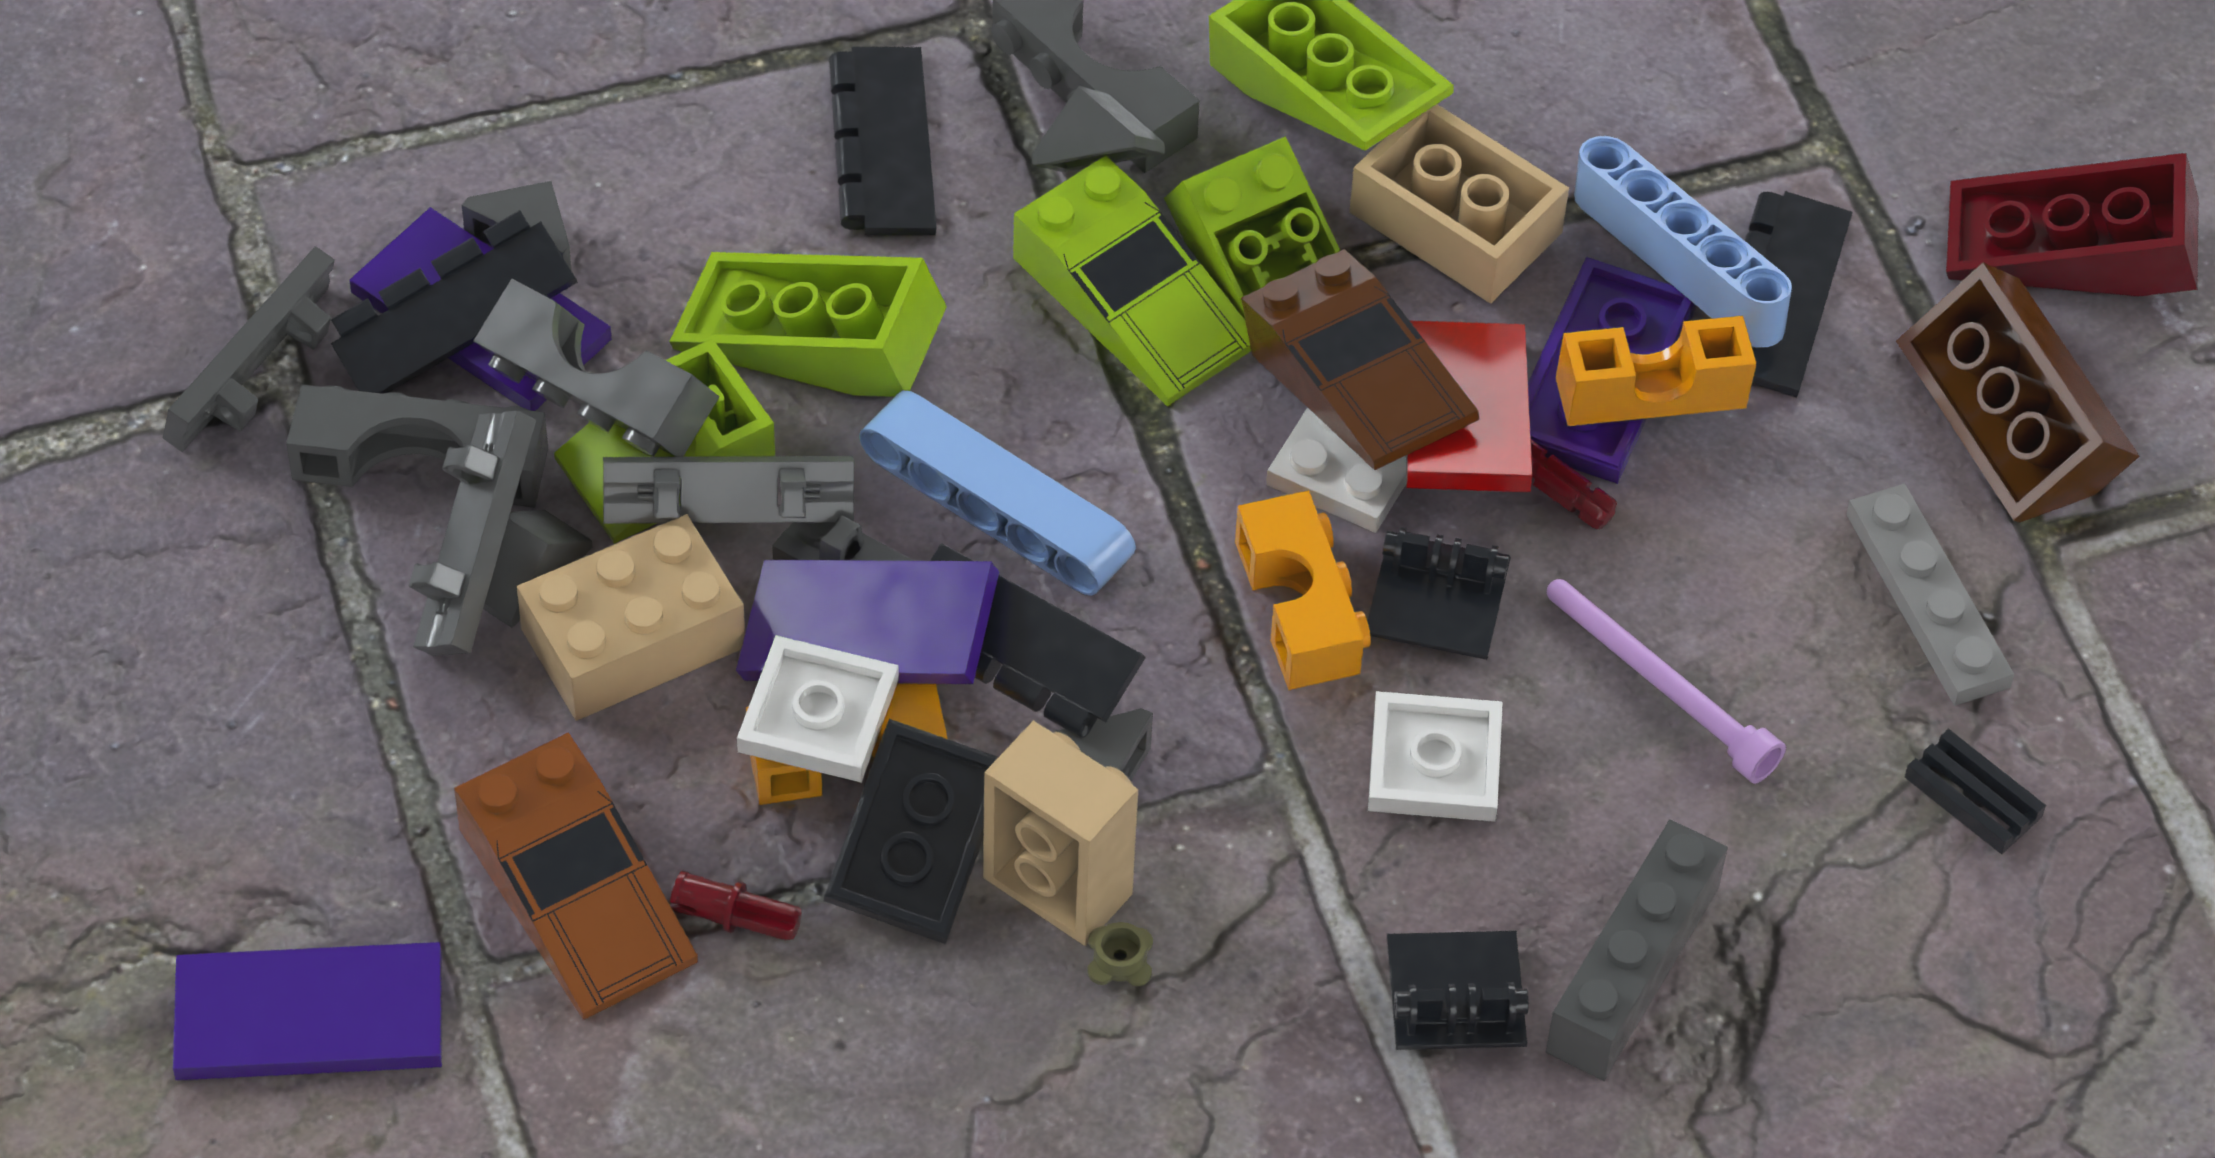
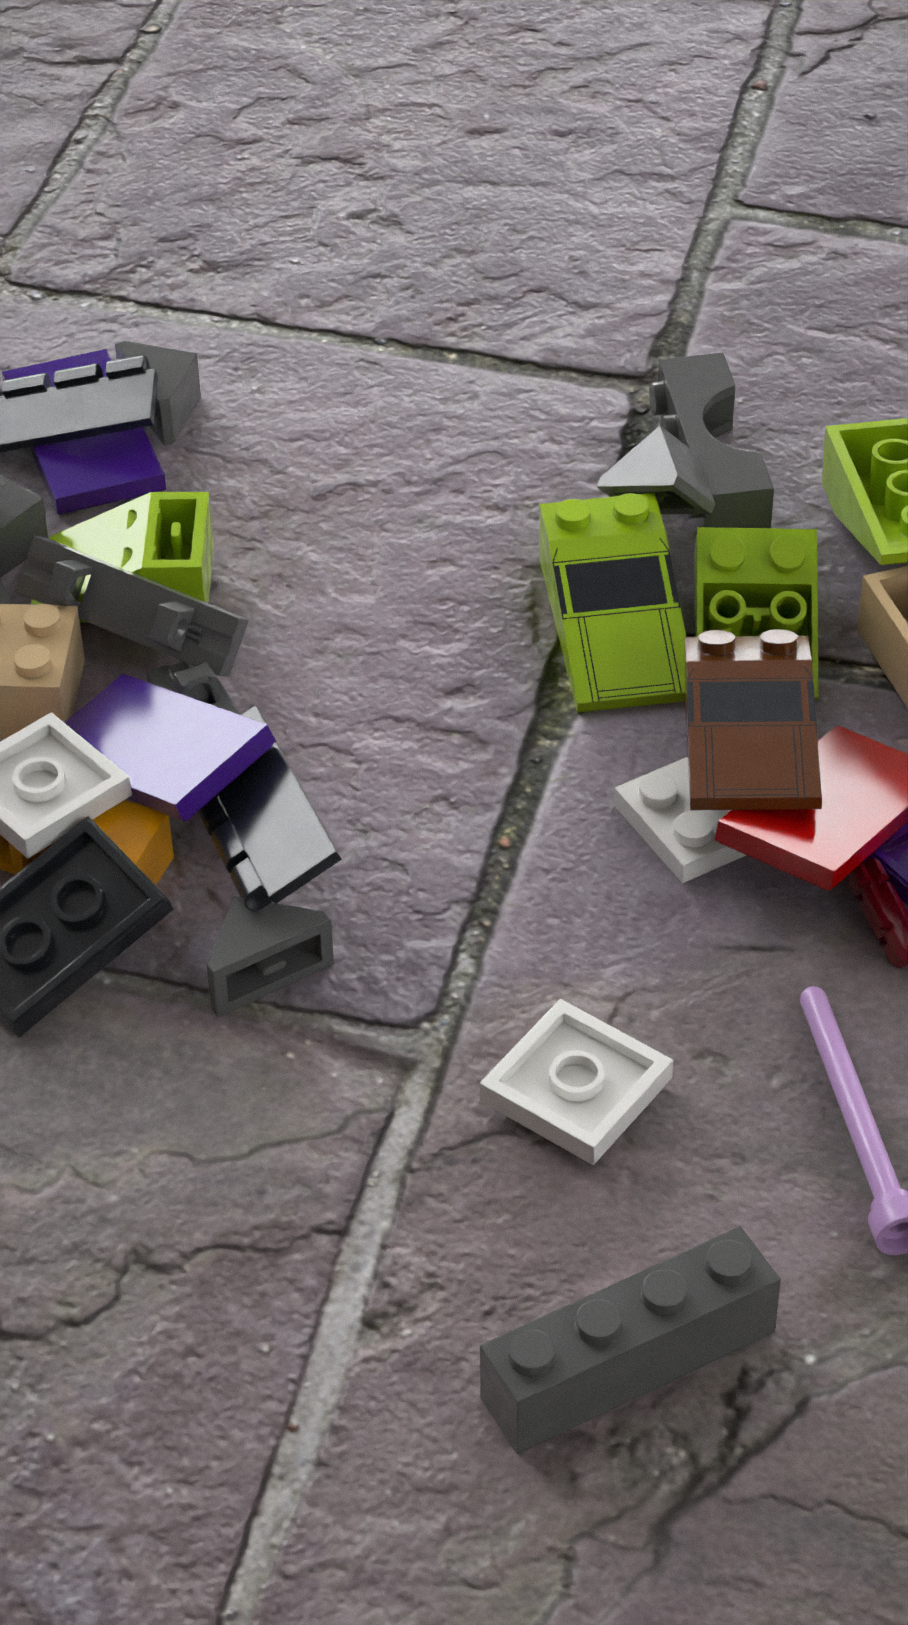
camera: 35 degrees right, 10 degrees down
(647, 397) = (94, 491): dark grey arch -> none
(817, 317) = (333, 531): lime slope -> none
(882, 141) = (499, 438): black windscreen -> none
(997, 492) = (365, 711): light blue beam -> none
(1059, 831) = (150, 966): tan brick -> none
(1120, 939) = (149, 1112): olive plate -> none
(1291, 546) = (553, 927): light orange arch -> none
(1438, 593) = (693, 949): black hinge -> none
(1457, 990) = (430, 1294): black hinge -> none

